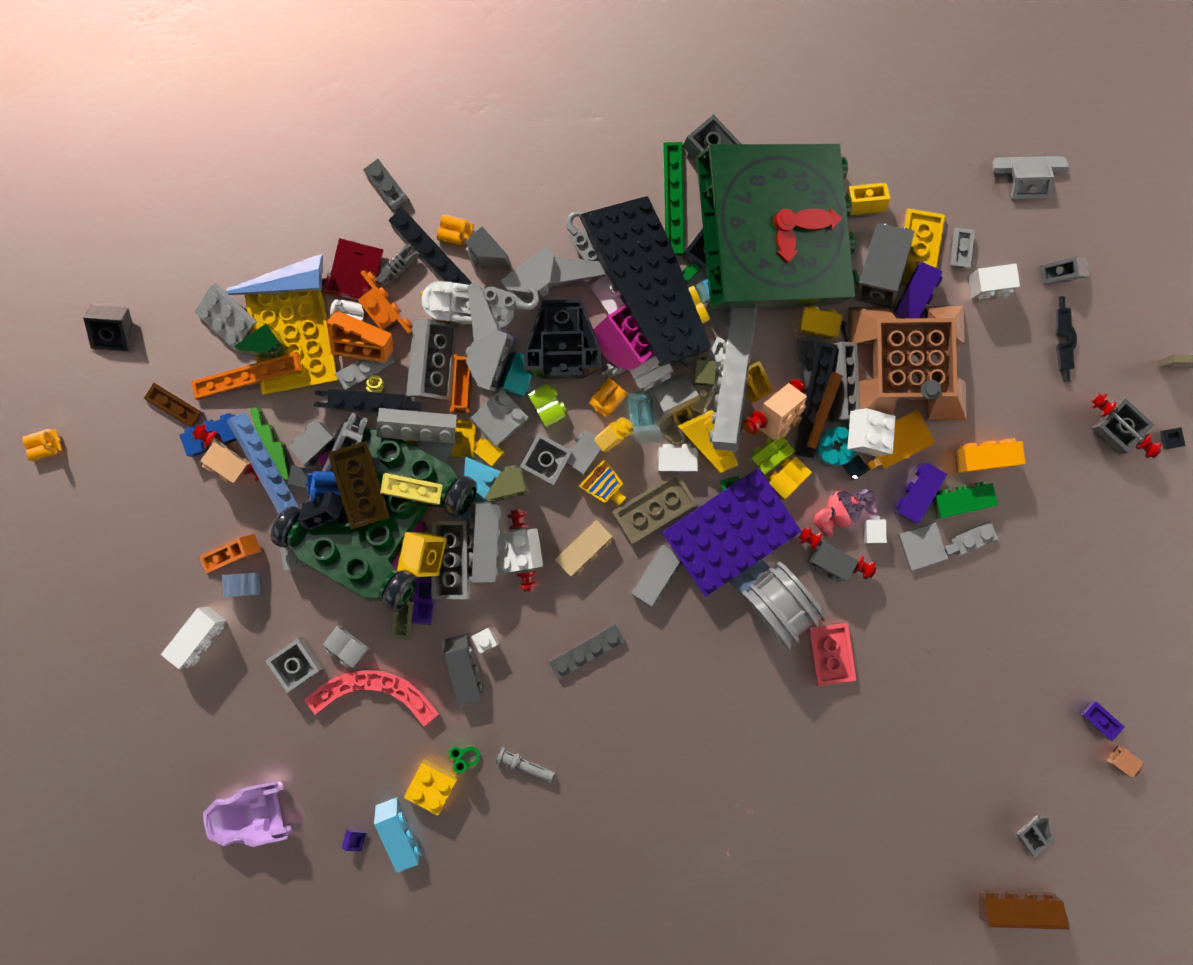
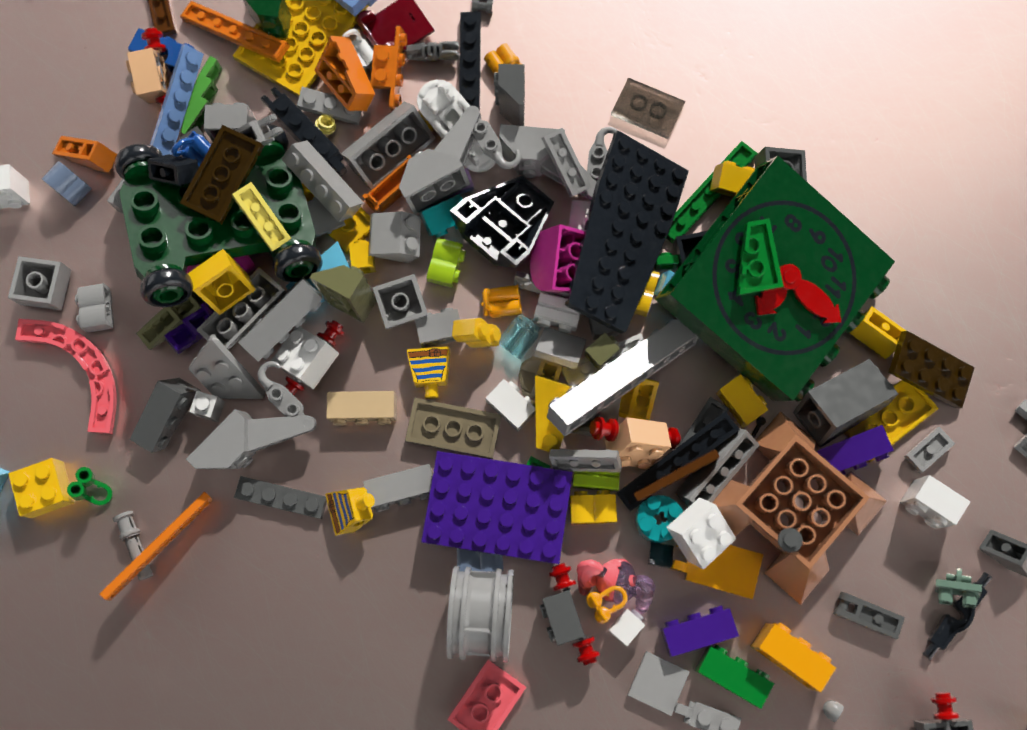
camera: 40 degrees right, 10 degrees down
(477, 609) = (223, 373): none -> light grey wing
(530, 635) = (241, 436): none -> light grey slope
(542, 752) = (156, 547): none -> orange tile
(569, 268) = (566, 162): none -> light grey plate
(579, 174) = (648, 108): none -> clear smoke tile
(639, 617) = (349, 509): none -> yellow torso
(682, 179) = (729, 178): none -> yellow brick
(759, 227) = (759, 259): none -> green wing
(760, 452) = (586, 460): none -> light grey plate
(851, 536) = (602, 613): none -> light orange piece
(921, 194) = (931, 369): none -> dark brown plate
(1013, 388) = (869, 615): none -> dark grey plate
(1039, 466) = (833, 710): none -> light grey hinge
(1061, 319) = (958, 585): none -> sand green hips

